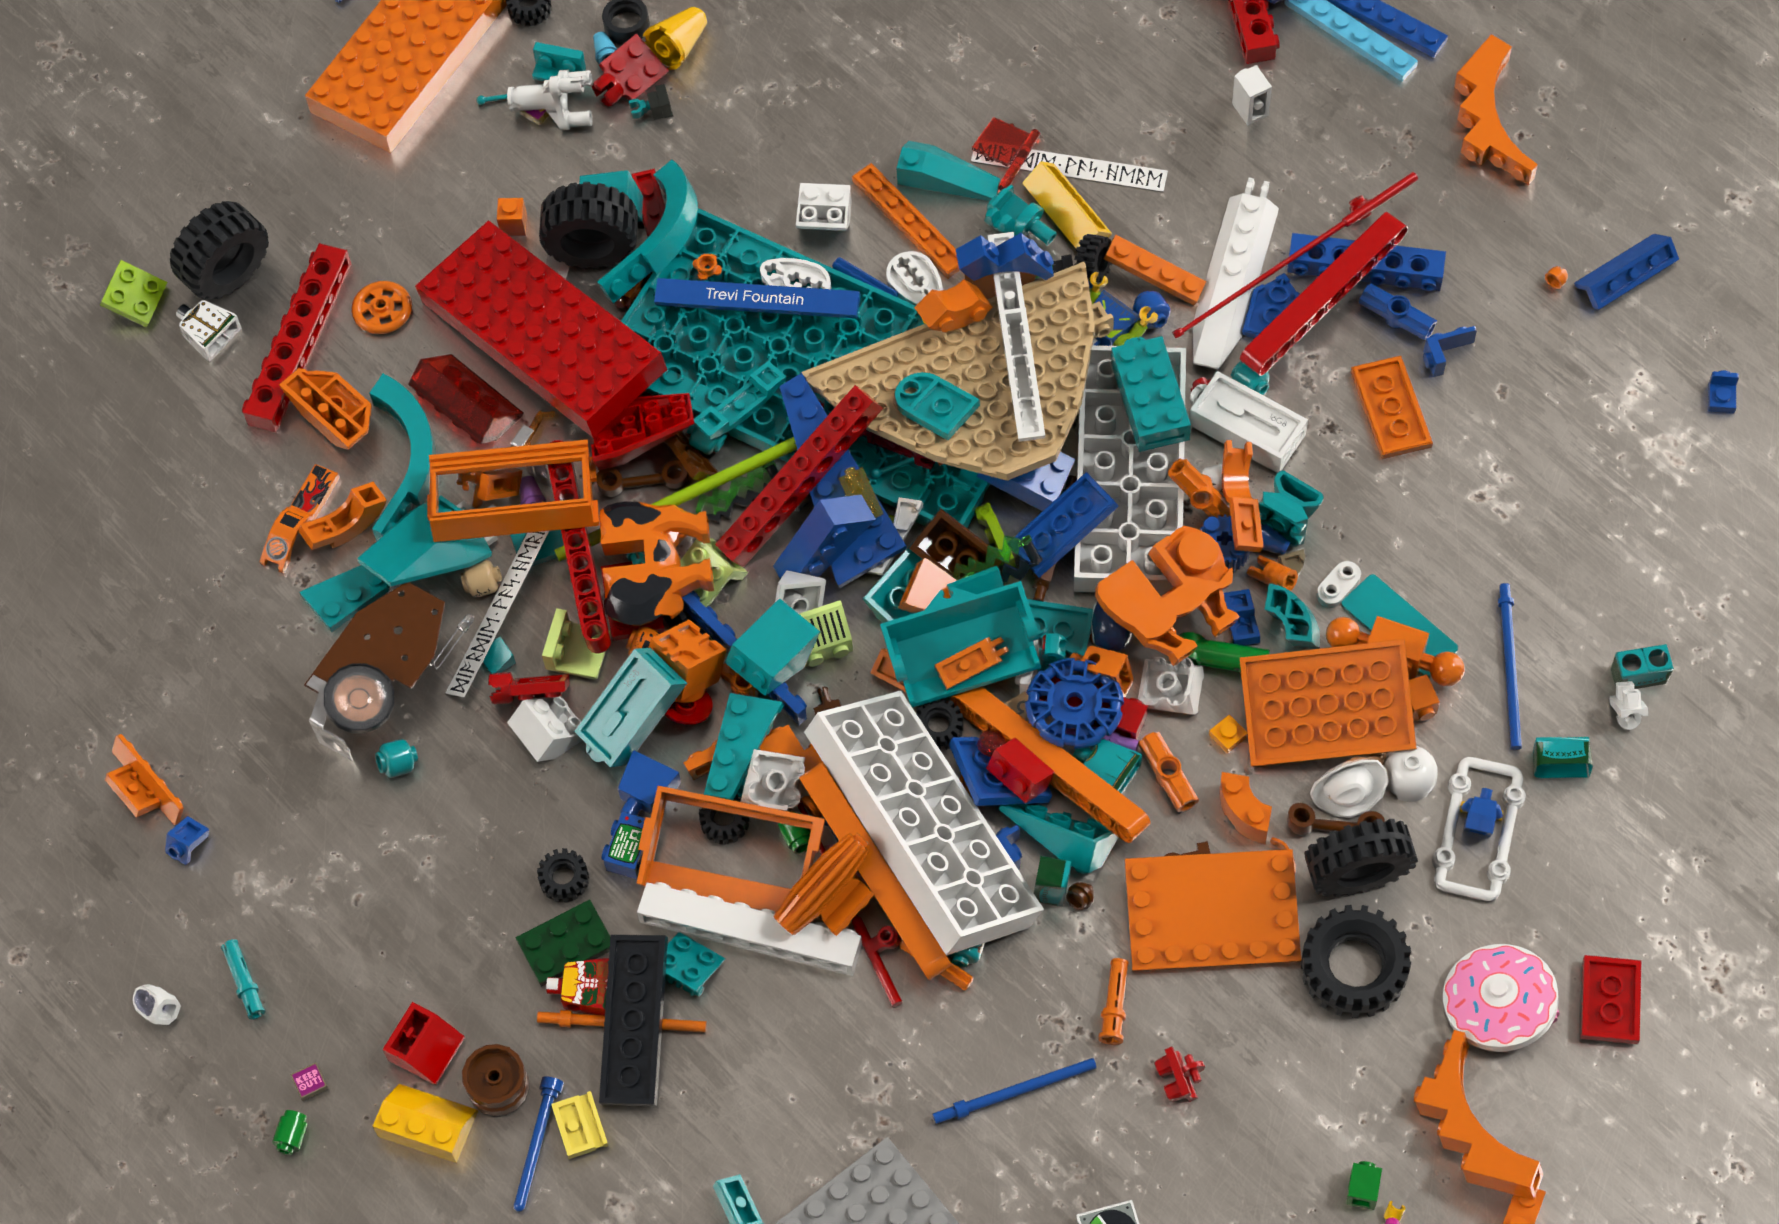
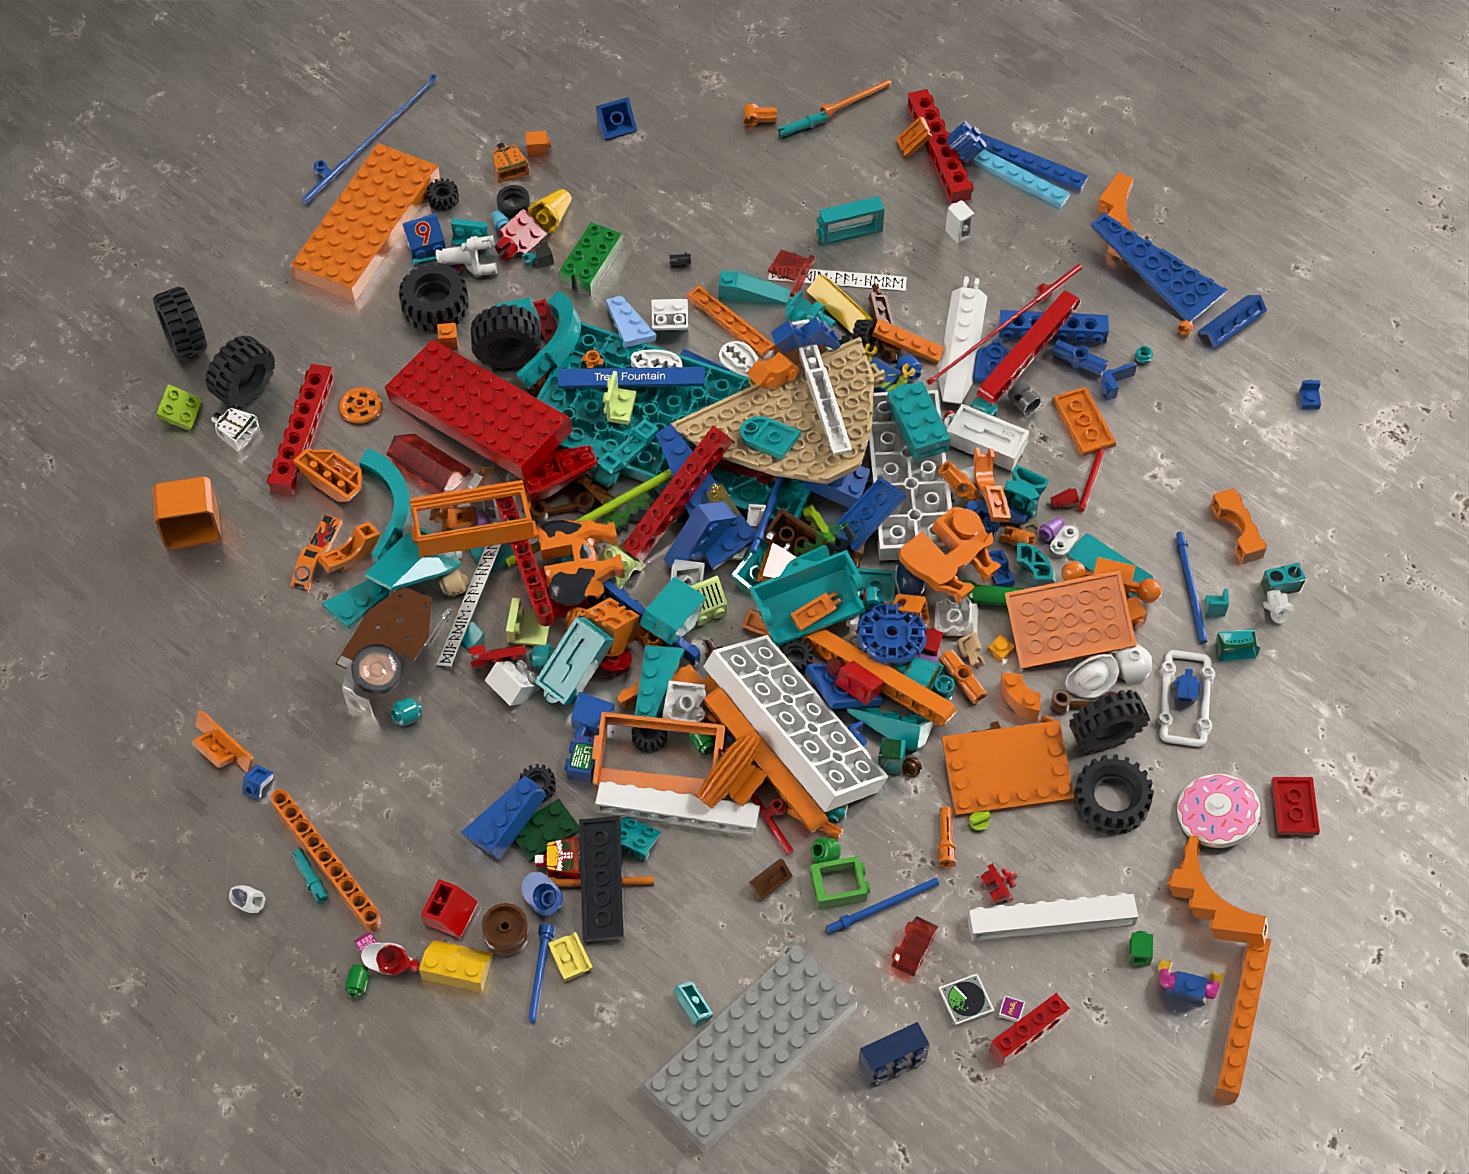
camera: 10 degrees left, 5 degrees down
(127, 449) = (186, 512): none -> orange plate
(144, 172) = (180, 322): none -> black tyre
(274, 967) = (329, 867): none -> orange beam
(334, 1106) = (388, 958): none -> red hair
(491, 131) = (428, 280): none -> black tyre
(494, 66) = (423, 236): none -> blue slope
(512, 923) = (505, 818): none -> blue wedge
(550, 1034) = (542, 893): none -> blue piece
(587, 692) = (540, 655): none -> teal head
(723, 114) = (590, 259): none -> green piece
(734, 332) = (618, 402): none -> yellowish green bracket
(766, 218) = (631, 326): none -> light blue wing
(849, 122) = (681, 259): none -> black pin
(864, 1040) = (770, 879): none -> reddish brown plate
(907, 544) = (759, 535): none -> blue bar
(945, 1007) = (825, 850): none -> green head
(964, 1076) = (844, 898): none -> bright green window
(1054, 1147) = (917, 941): none -> clear red brick
(1096, 82) = (850, 220): none -> teal window
(1125, 224) = (881, 309): none -> reddish brown plate
(1140, 781) = (944, 687): none -> teal wheel
(1164, 981) = (980, 820): none -> lime plate
(1183, 730) = (970, 647): none -> tan plate
(1247, 1129) = (1052, 917): none -> white brick
(1309, 366) = (1023, 396): none -> dark grey wheel
(1320, 565) = (1049, 530): none -> medium lavender cone
(1348, 521) = (1065, 498): none -> red cone
(1389, 495) = (1091, 479): none -> red bar
(1491, 307) = (1144, 350): none -> teal plate
(1542, 695) = (1217, 604): none -> teal panel
(1548, 205) = (1174, 281): none -> blue wing
(1581, 552) = (1230, 507): none -> orange arch

